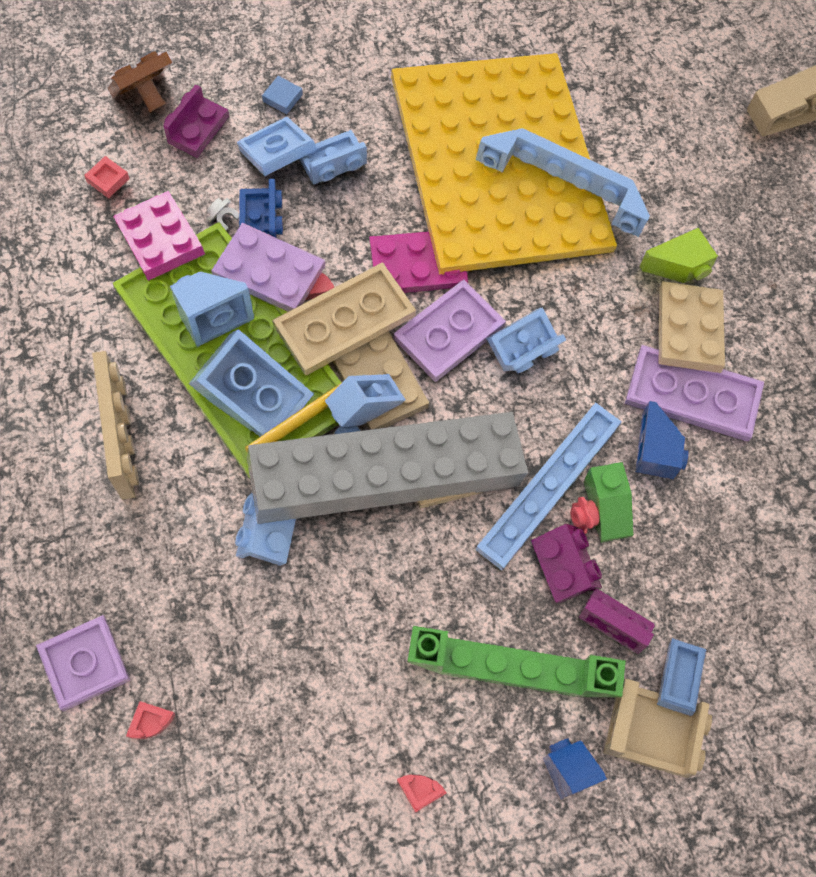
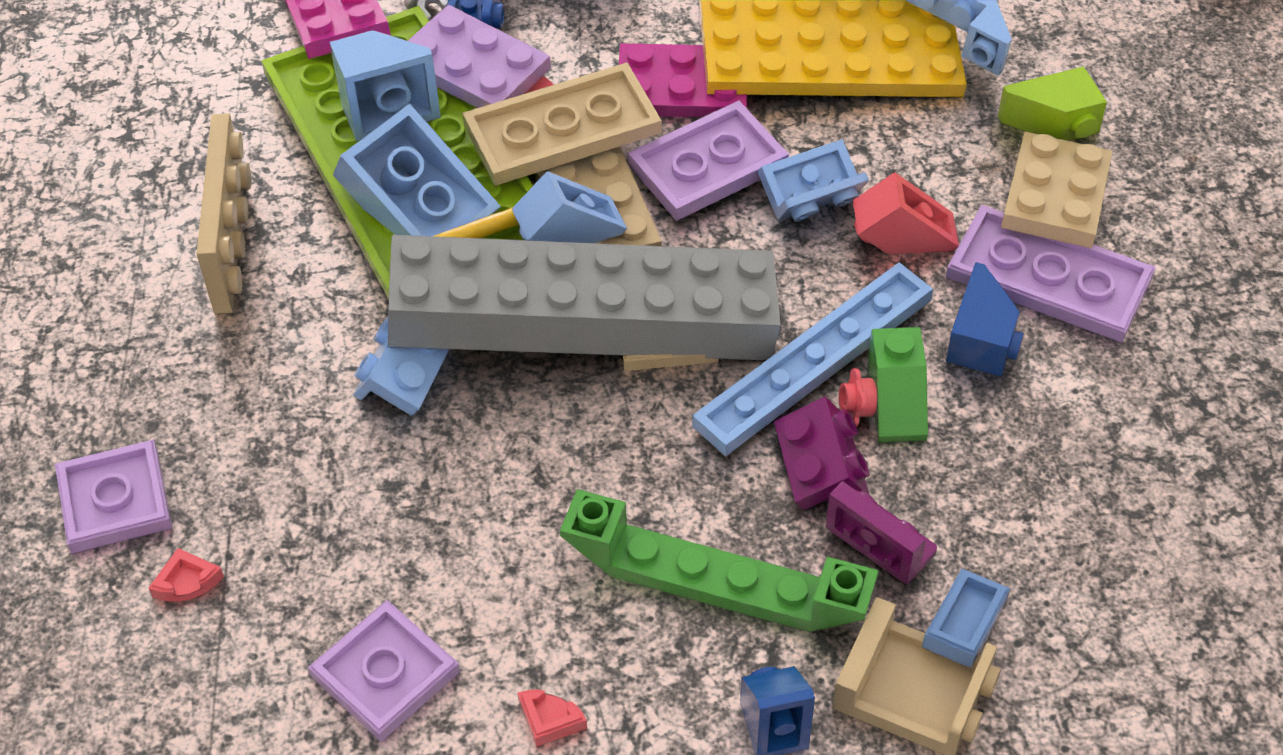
camera: 15 degrees right, 15 degrees down
(302, 773) = (384, 670): none -> lavender tile
(592, 366) = (903, 219): none -> coral slope

